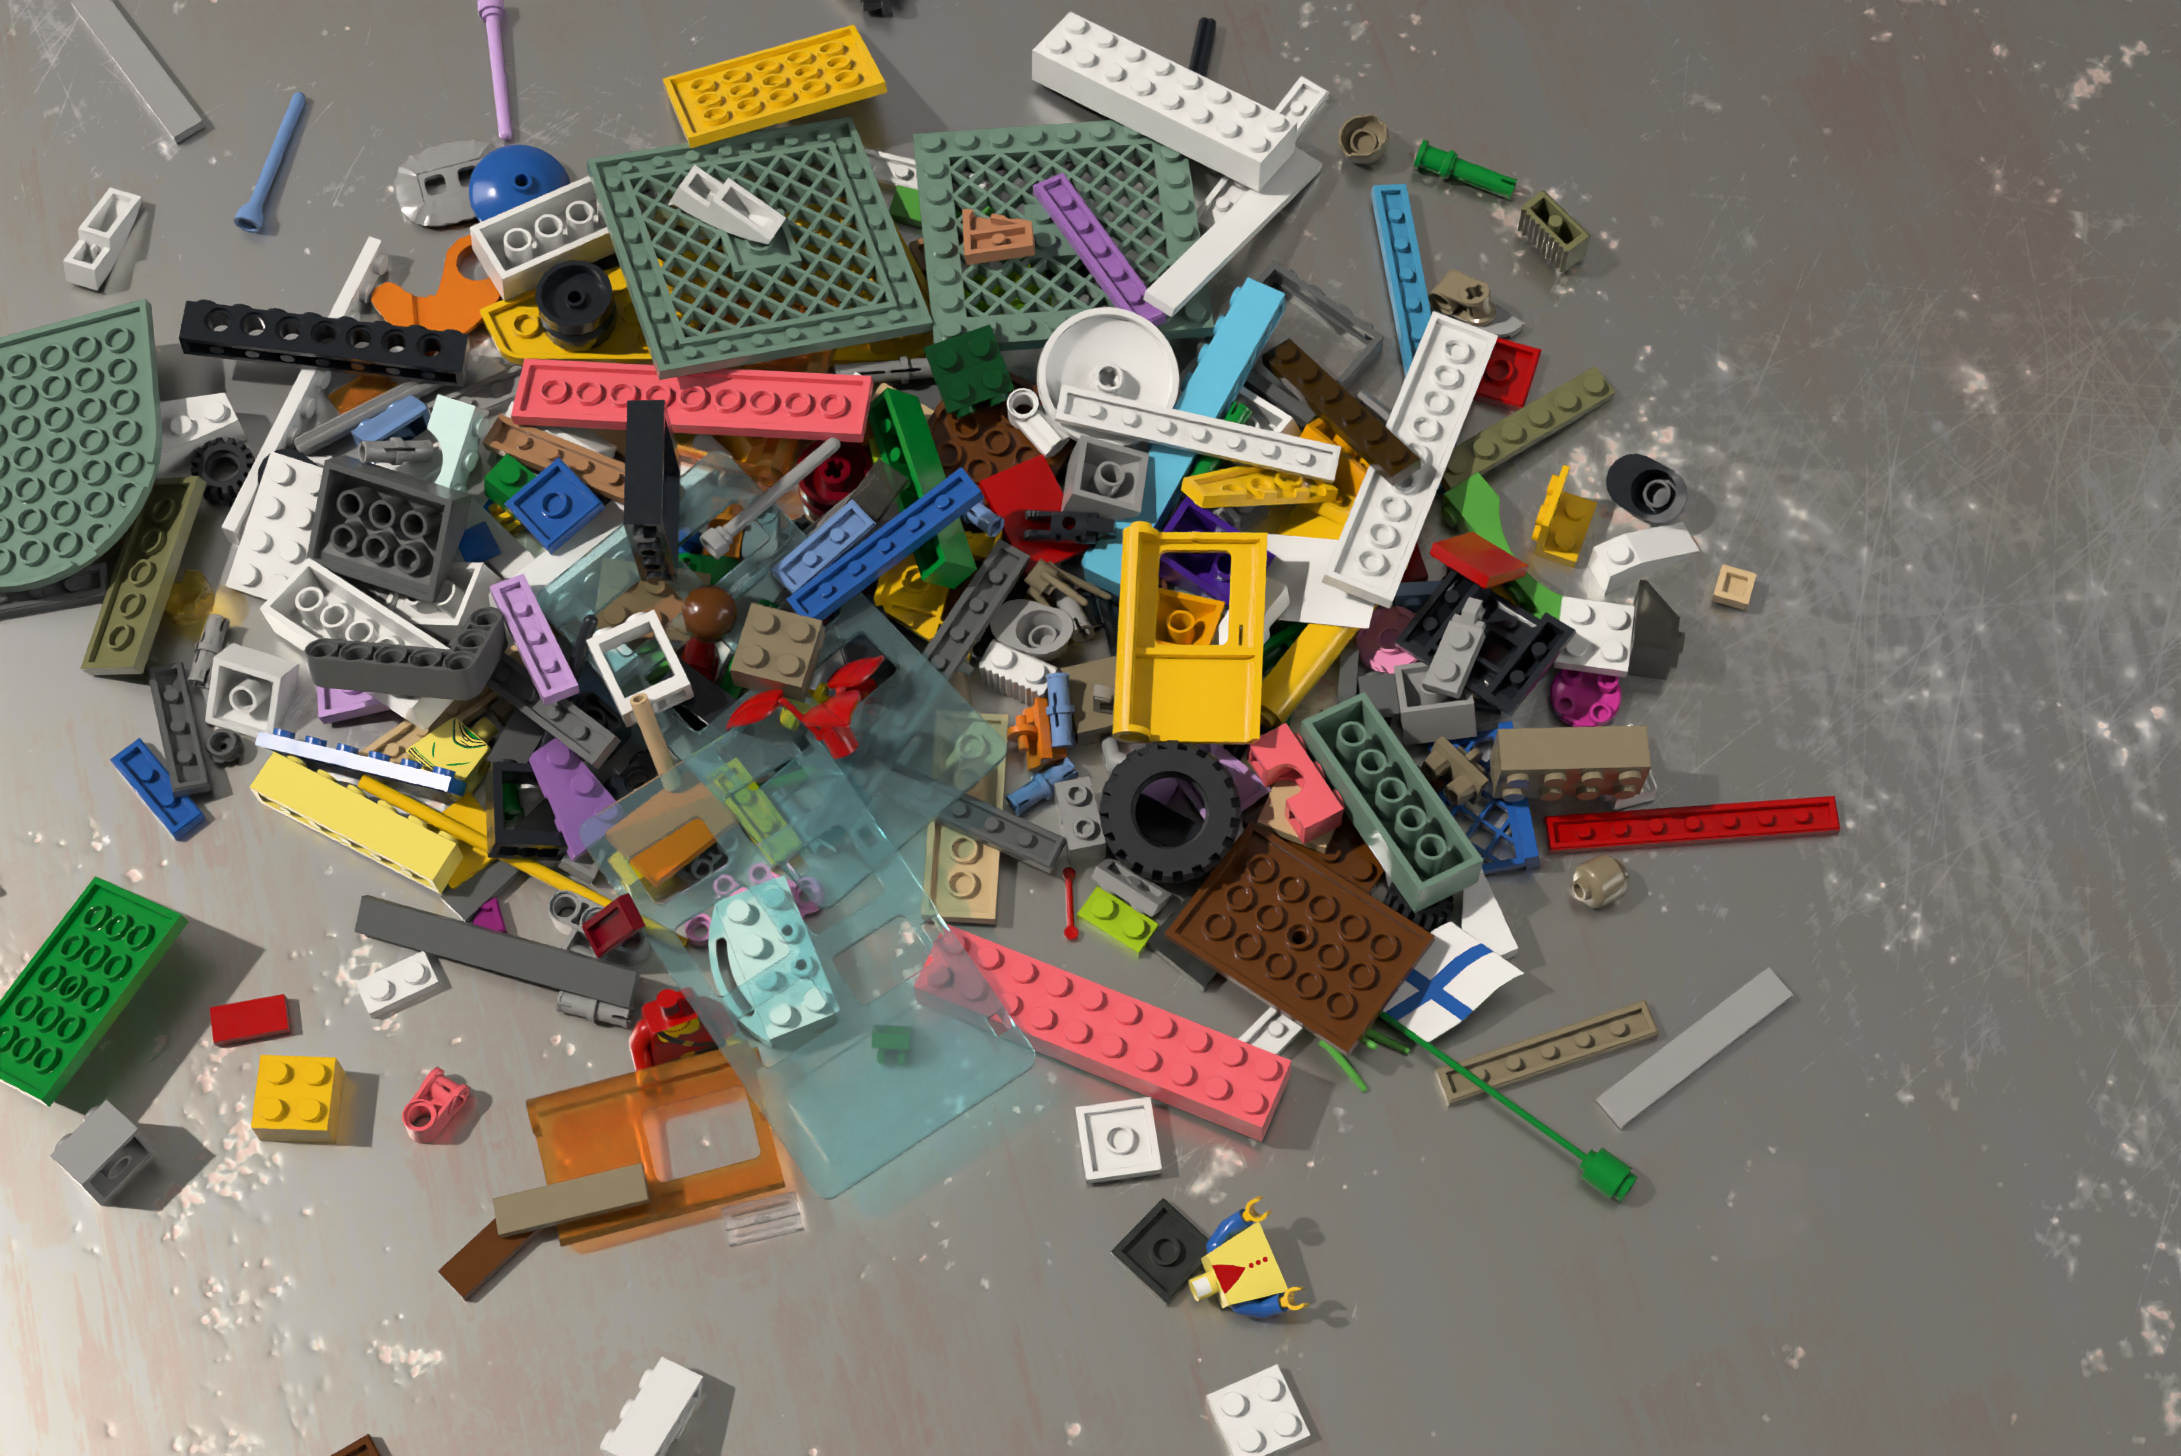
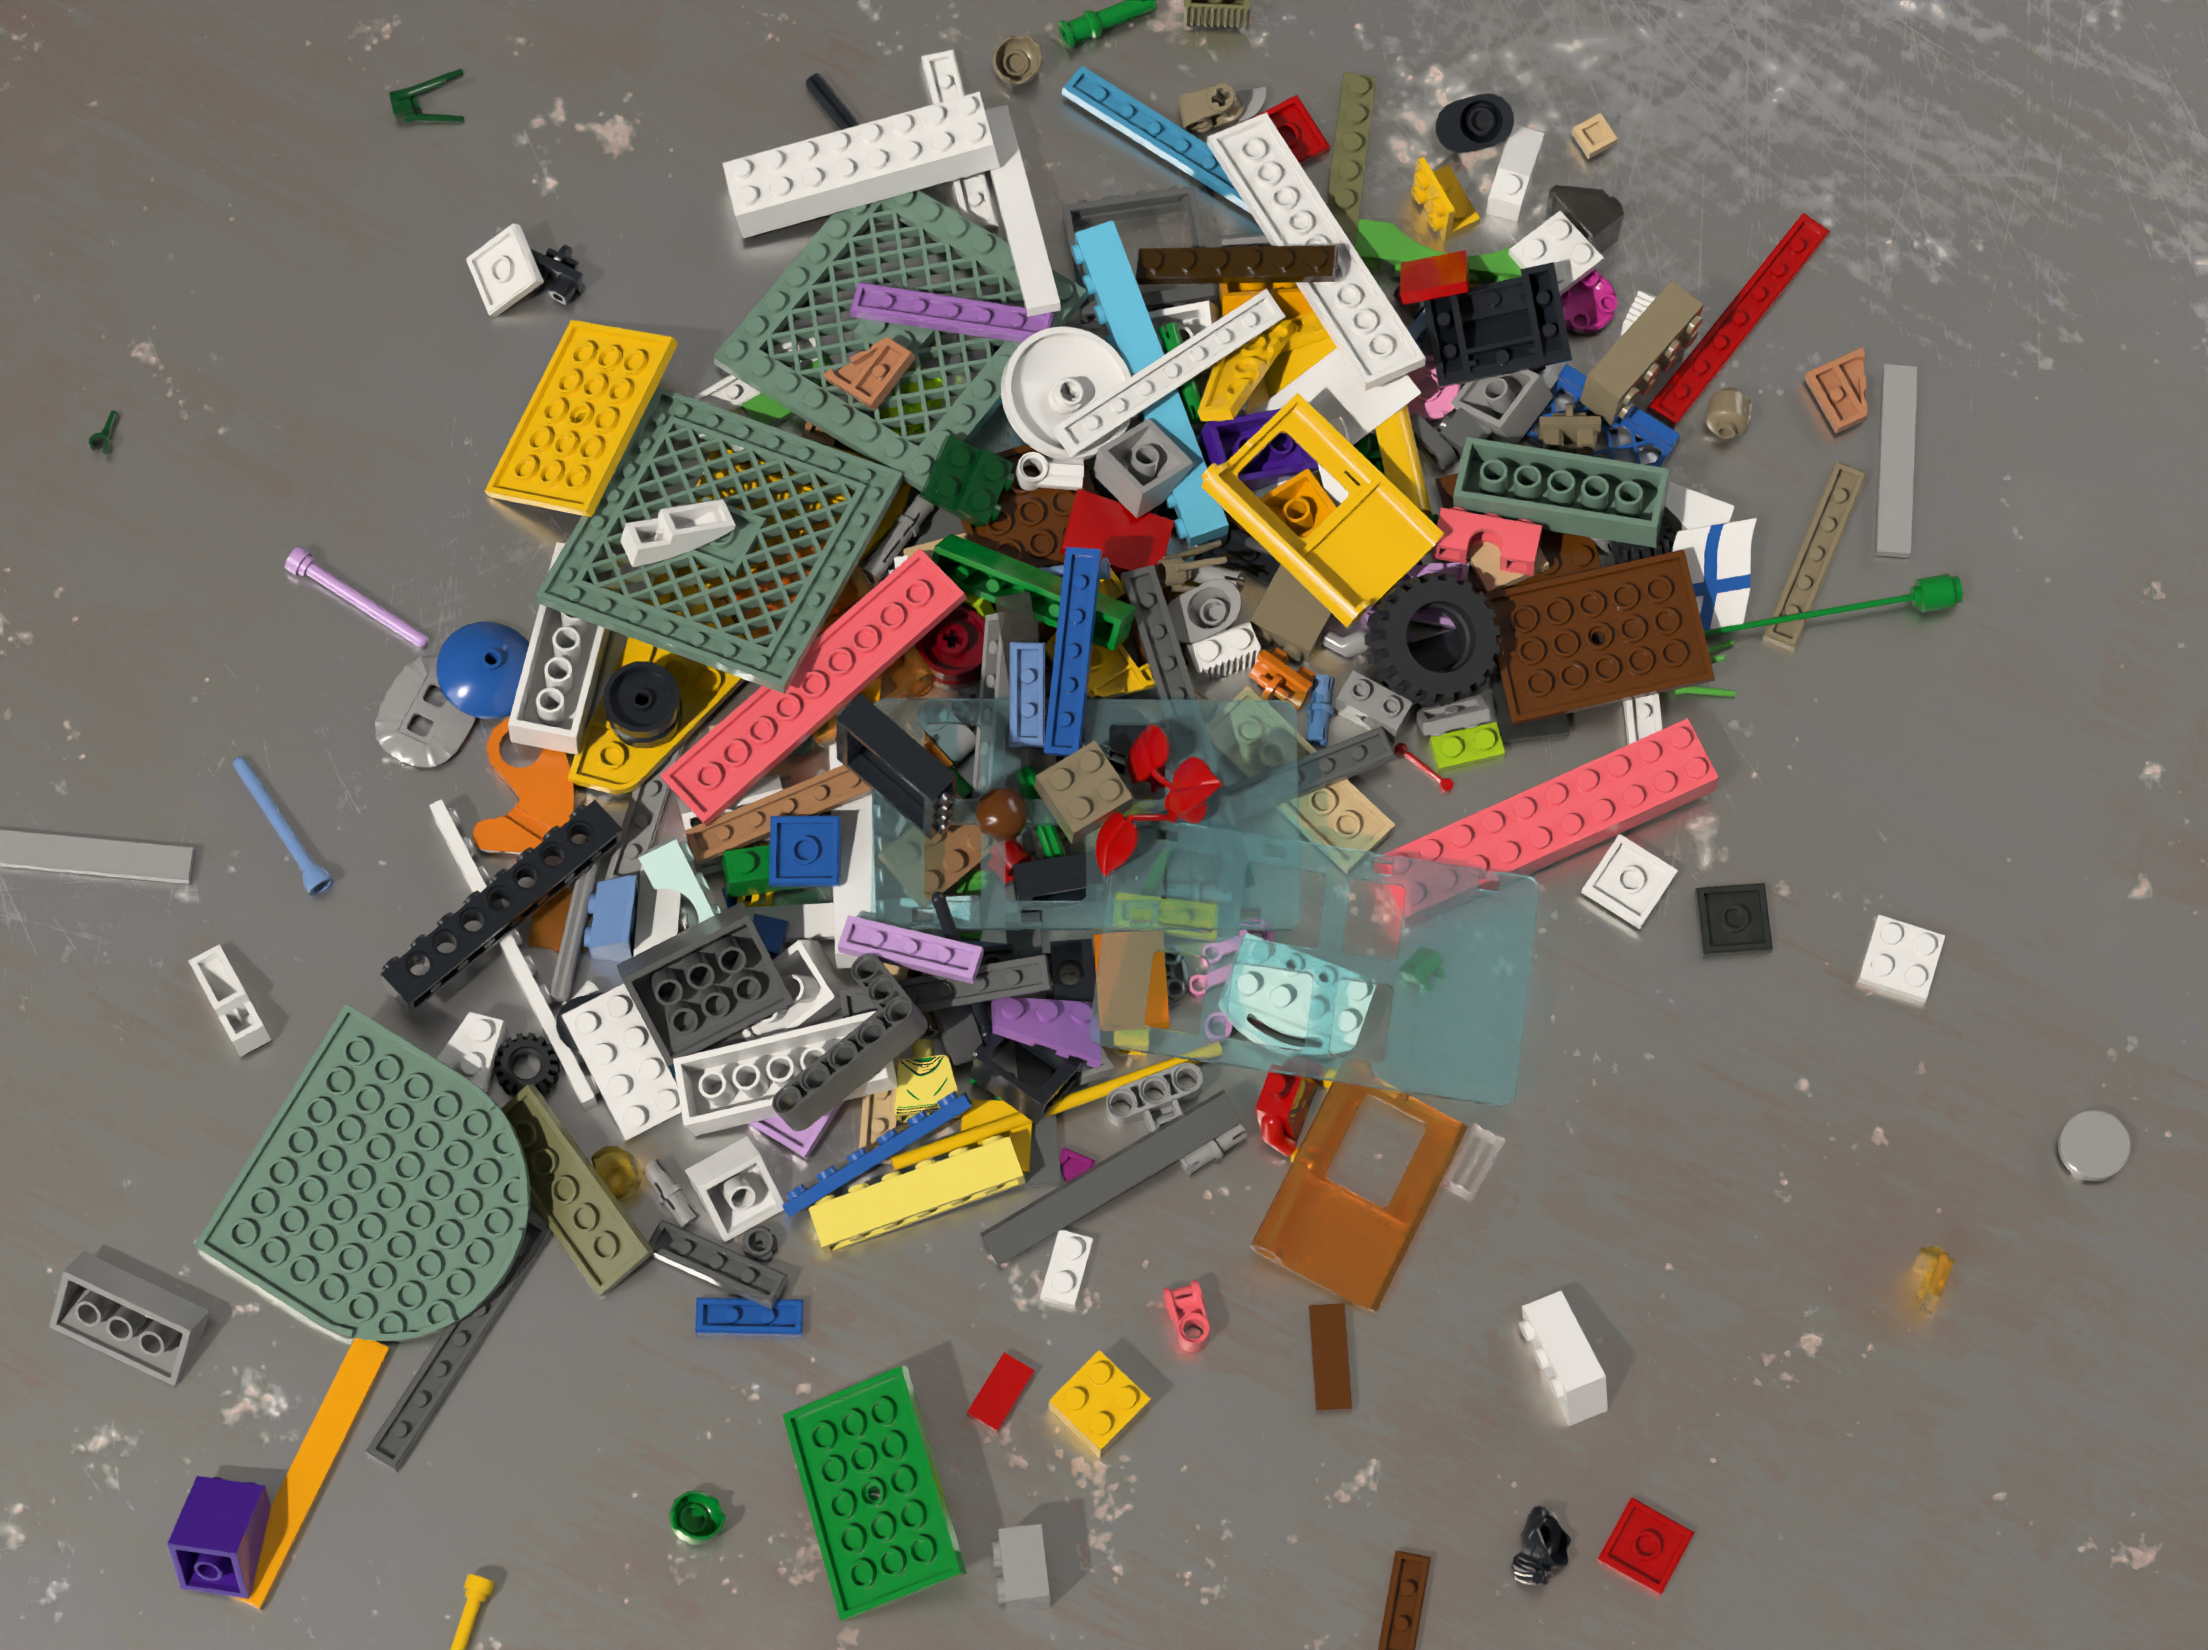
camera: 50 degrees left, 5 degrees up
(406, 451) = (656, 916): light grey pin -> none
(571, 1200) = (1350, 1276): dark tan tile -> none
(613, 925) = (1180, 1077): dark red tile -> none
(651, 732) = (1068, 931): tan piece -> none
(661, 695) = (1023, 931): white window -> none
(718, 540) = (951, 755): light grey piece -> none
(1060, 710) = (1300, 662): medium blue pin -> none
(1086, 530) = (1166, 508): black hinge -> none
(1103, 699) = (1308, 610): light grey tile -> none
(1244, 1268) = (1798, 877): torso -> none
(1457, 651) = (1492, 351): light grey hinge -> none
(1712, 952) = (1841, 390): none -> nougat wing

